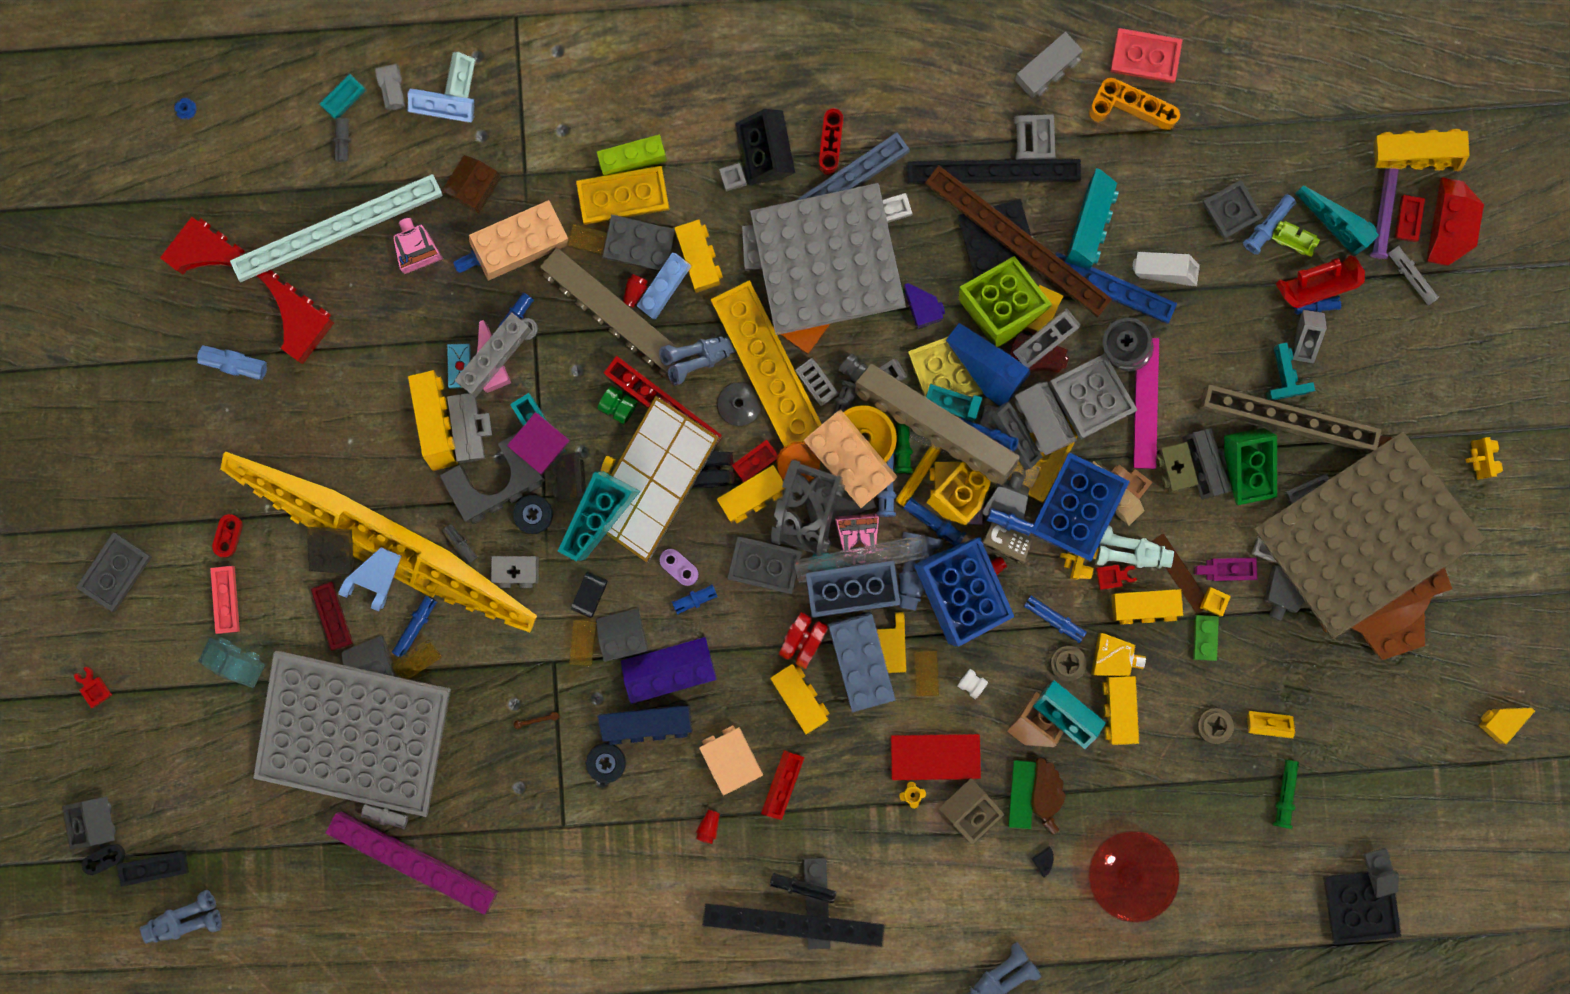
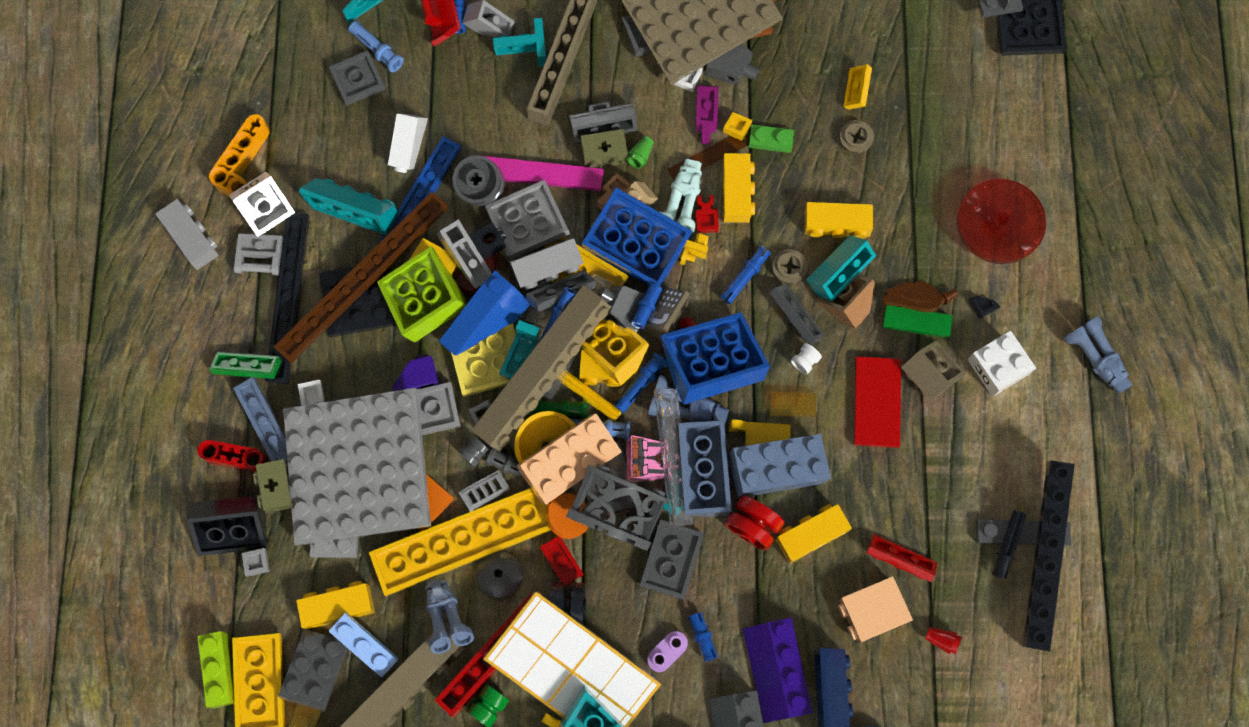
camera: 90 degrees left, 10 degrees down
(634, 289) = (363, 678): red cone -> none
(752, 495) = (597, 566): yellow brick -> none
(815, 187) = (278, 473): none -> olive brick
(893, 328) = (438, 408): none -> light grey plate
(906, 795) = (914, 420): yellow plate -> none
(920, 140) = (245, 365): none -> green tile
(983, 878) = (1001, 363): none -> white brick
(1018, 673) = (797, 314): none -> dark grey plate
(1063, 350) = (488, 249): none -> black brick
(1084, 133) = (261, 203): none -> white brick
(1115, 657) = (786, 222): yellow torso -> none
(1146, 55) = (192, 143): coral plate -> none
(1176, 504) = (640, 153): none -> bright green cone
(1252, 465) = (607, 80): green slope -> none
(1285, 805) = (935, 81): green pin -> none
(1286, 235) = (398, 18): lime hinge -> none

